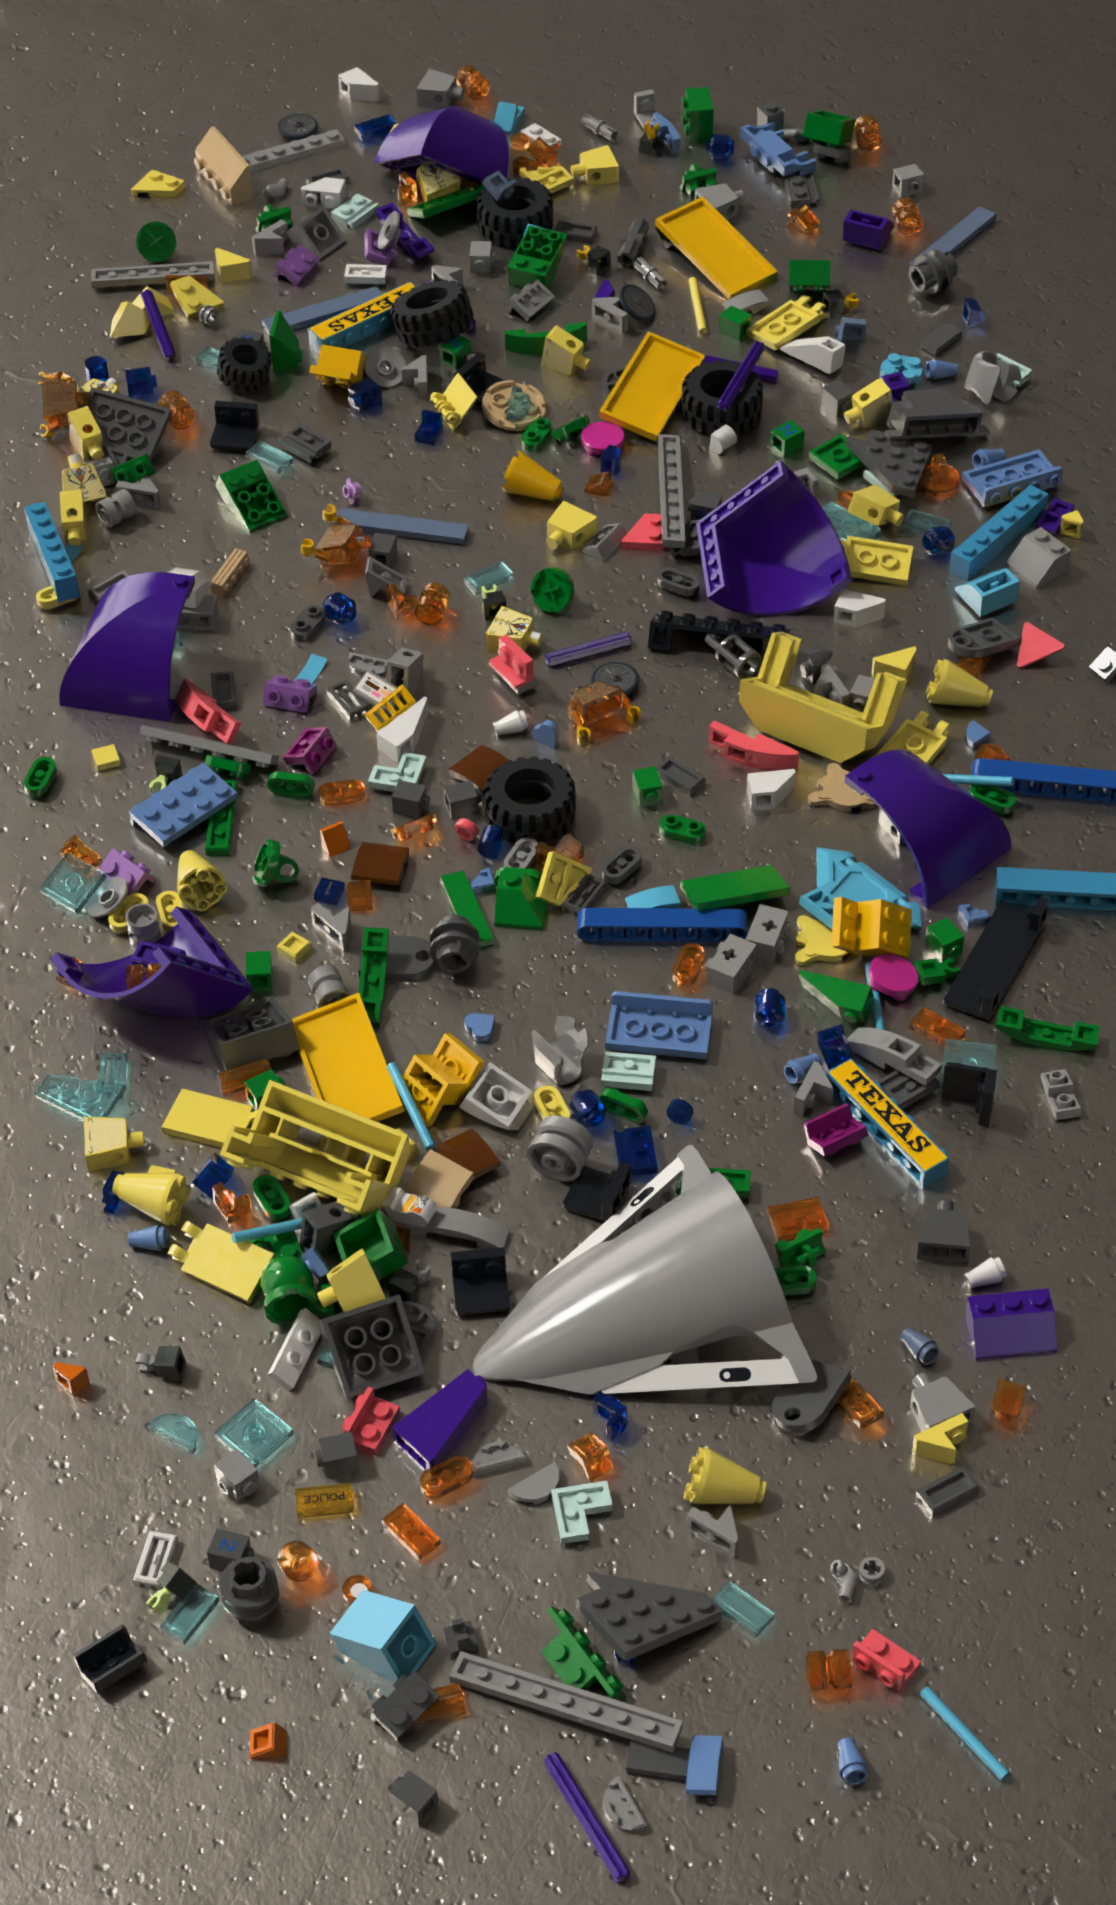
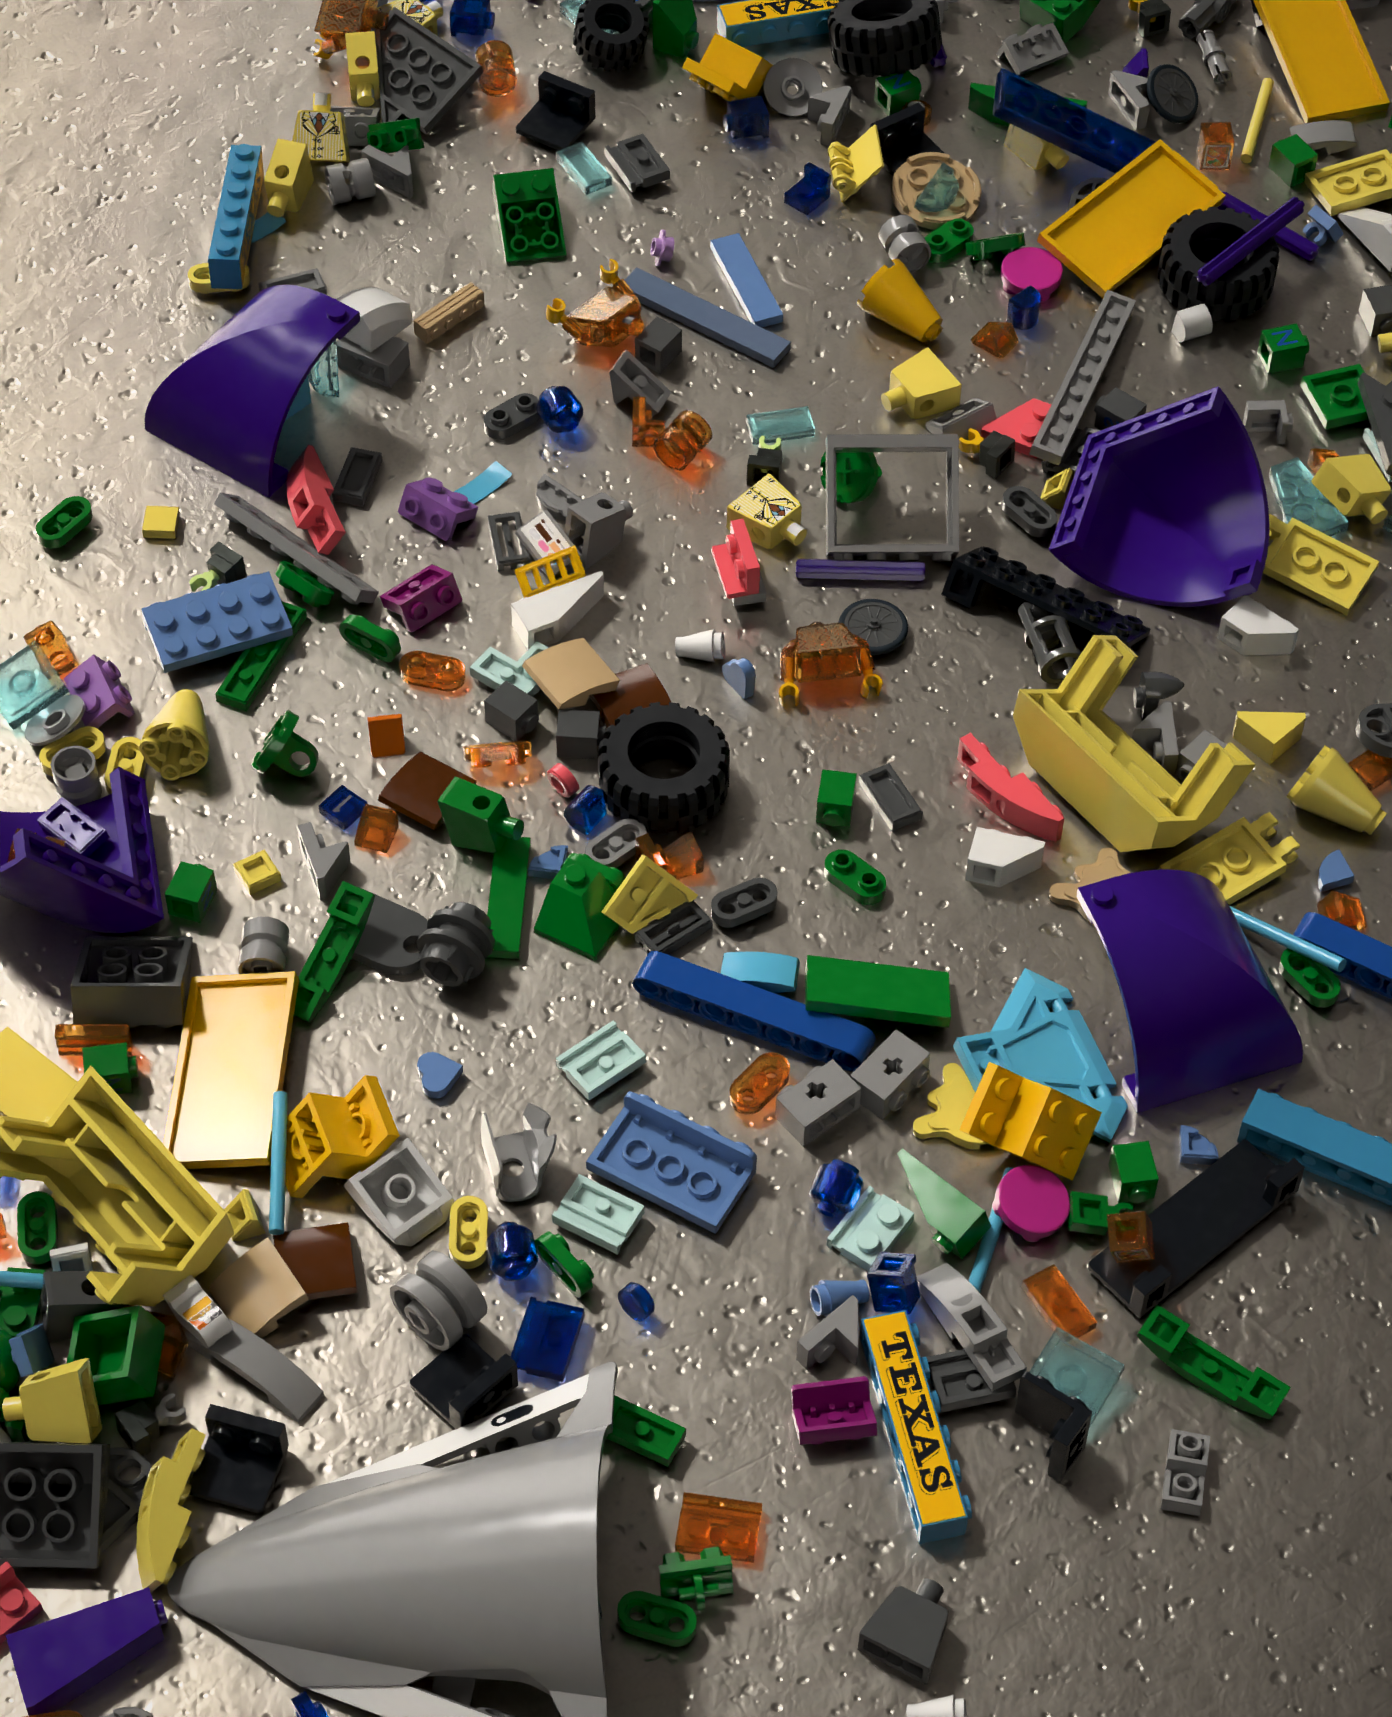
camera: 20 degrees right, 5 degrees up
(417, 495) = (746, 280): none -> medium blue tile
(428, 865) = (477, 817): none -> green torso
(439, 763) = (570, 673): none -> tan slope
(449, 1329) = (161, 1517): none -> light yellow slope
(510, 440) = (905, 242): none -> light grey wheel
(581, 984) = (601, 1060): none -> light aqua plate
(583, 338) = (1066, 123): none -> clear blue tile
(583, 559) = (894, 443): none -> light grey window
(637, 552) = (995, 450): none -> pearl dark grey piece
(681, 327) = (1215, 146): none -> clear orange brick
(688, 563) = (1057, 489): none -> light yellow slope
(775, 356) = (1324, 225): none -> medium blue tile
(801, 1025) = (870, 1228): none -> light aqua plate
(965, 972) = (1130, 1236): none -> clear orange brick

